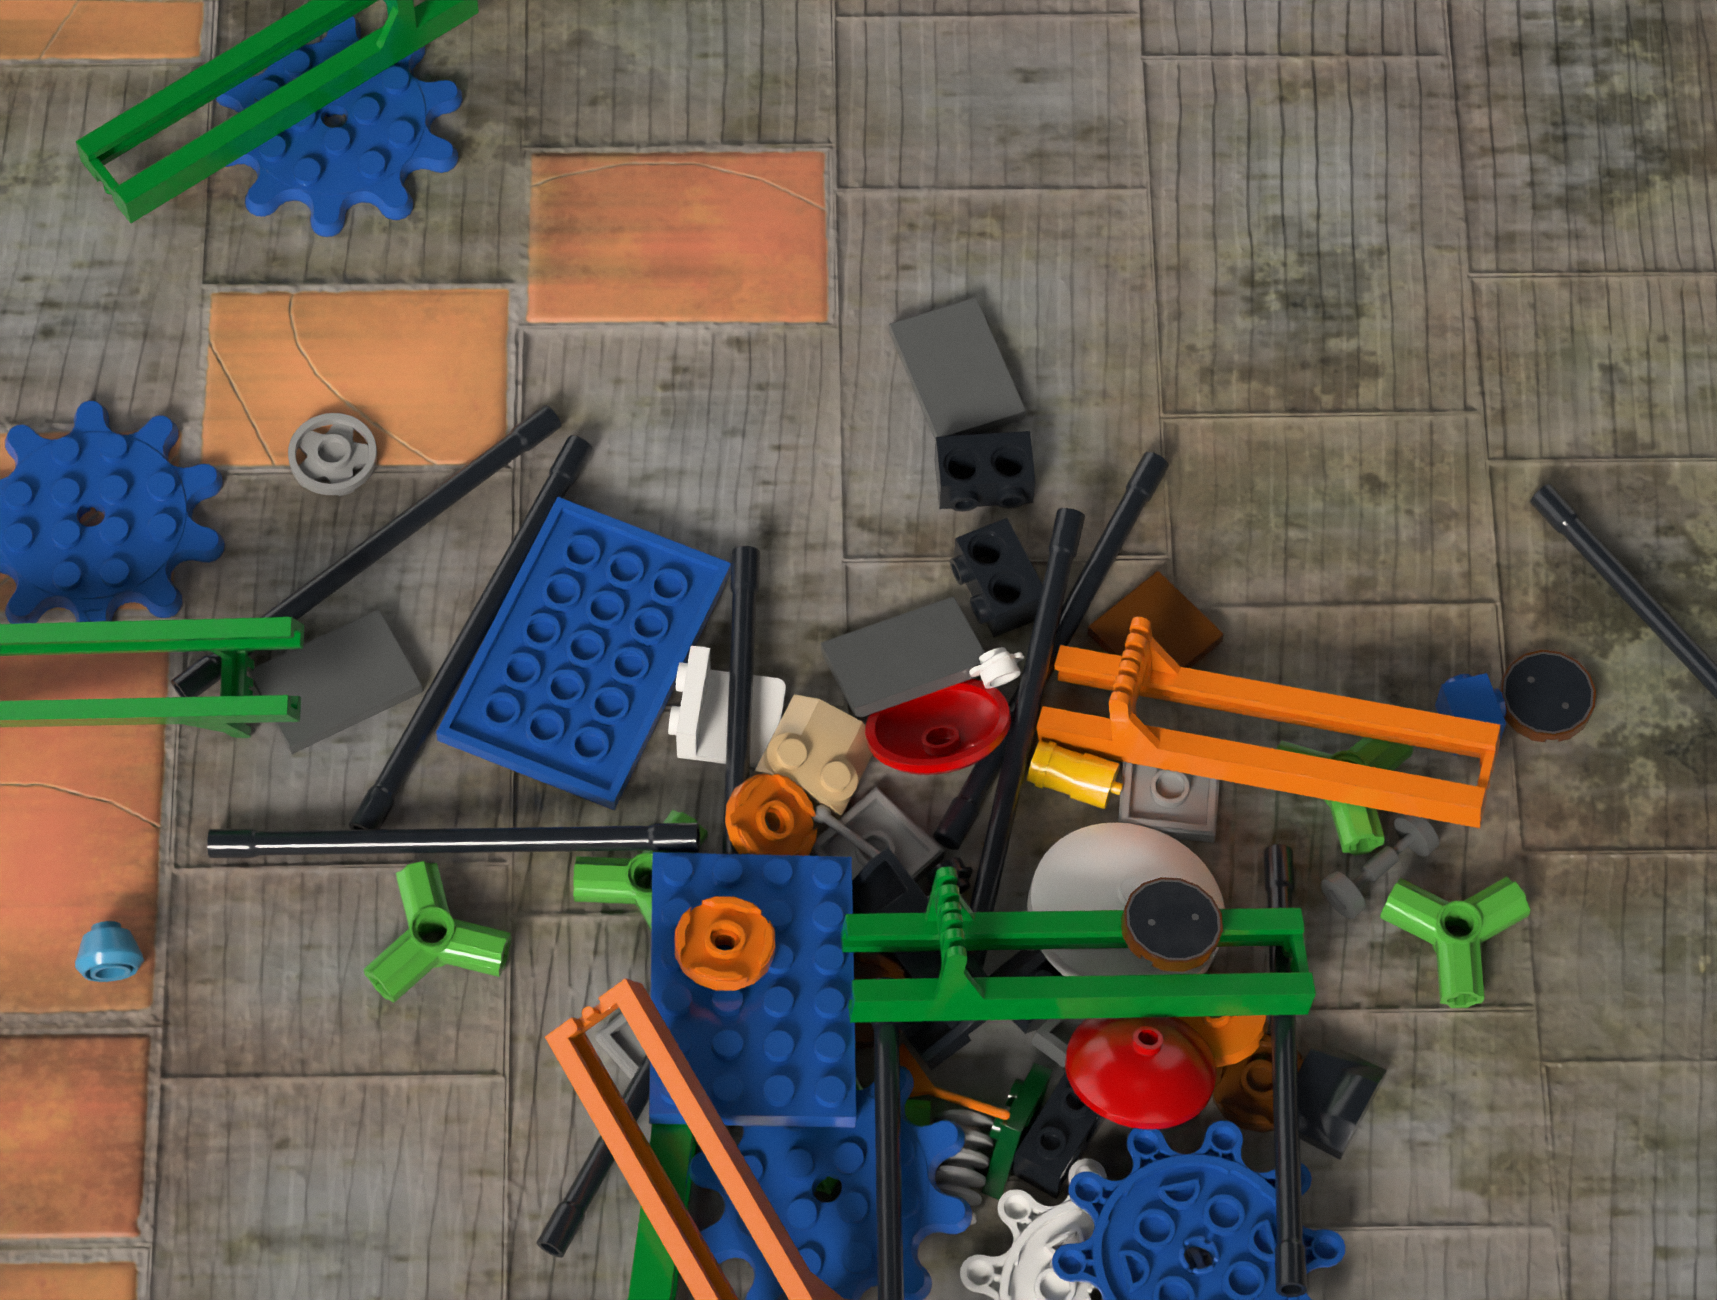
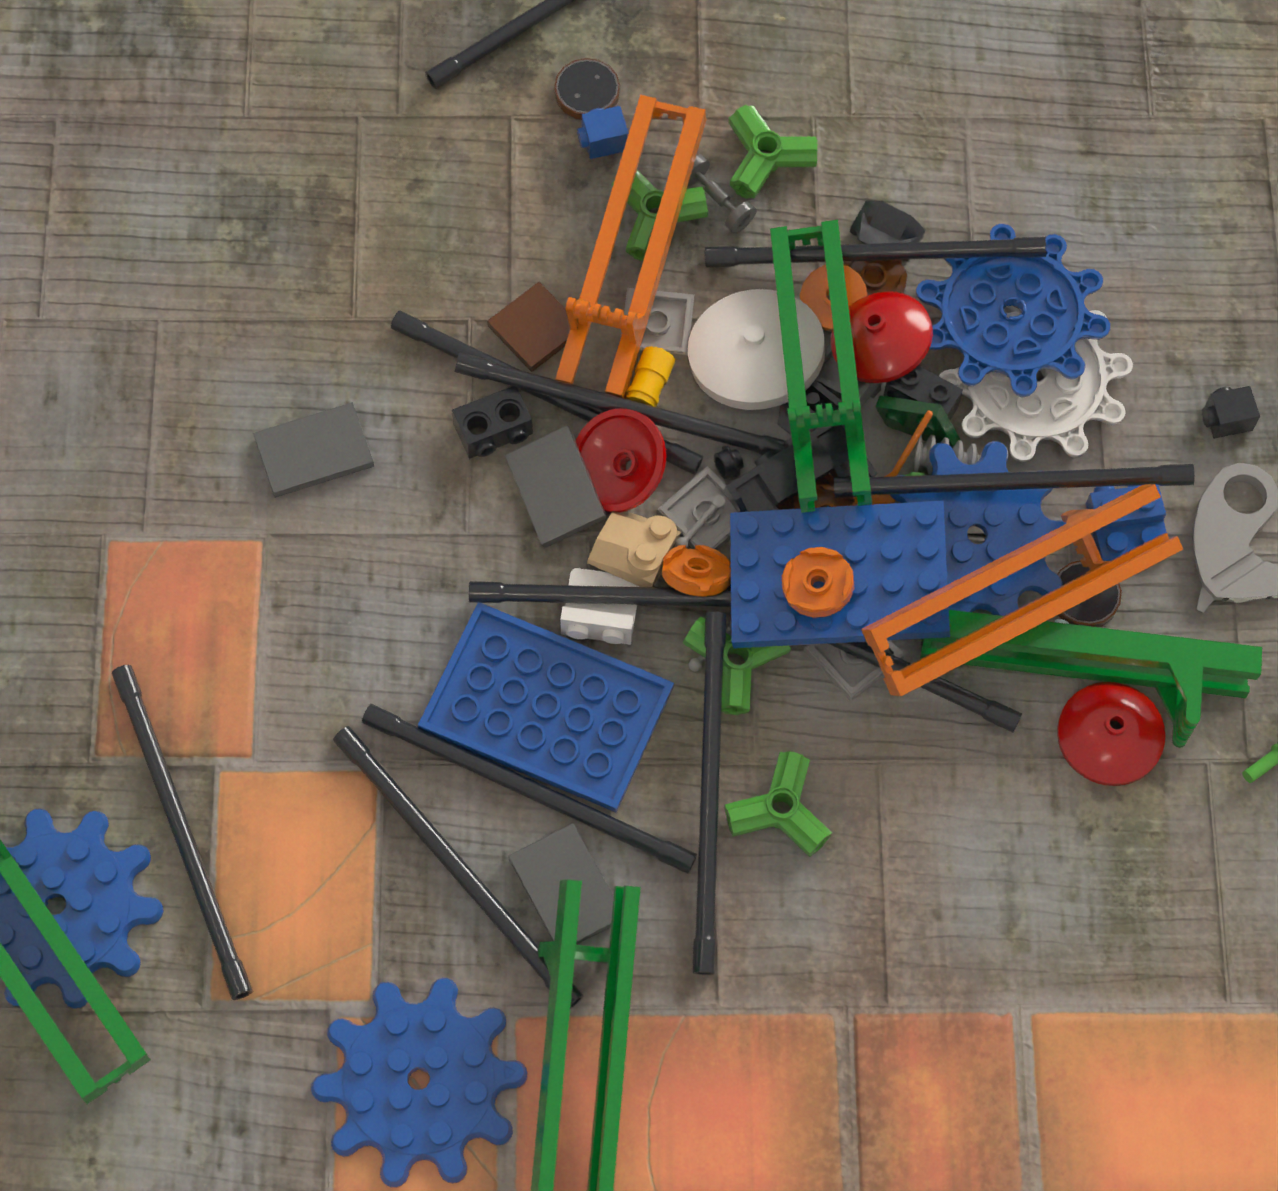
camera: 90 degrees left, 5 degrees up
(108, 953) = (798, 1040): dark azure cone -> none
(249, 307) = (231, 965): none -> black piece
(332, 454) = (367, 897): light grey wheel -> none
(983, 459) = (399, 430): black brick -> none
(997, 667) = (577, 416): white plate -> none
(1171, 924) = (794, 299): black tile -> none

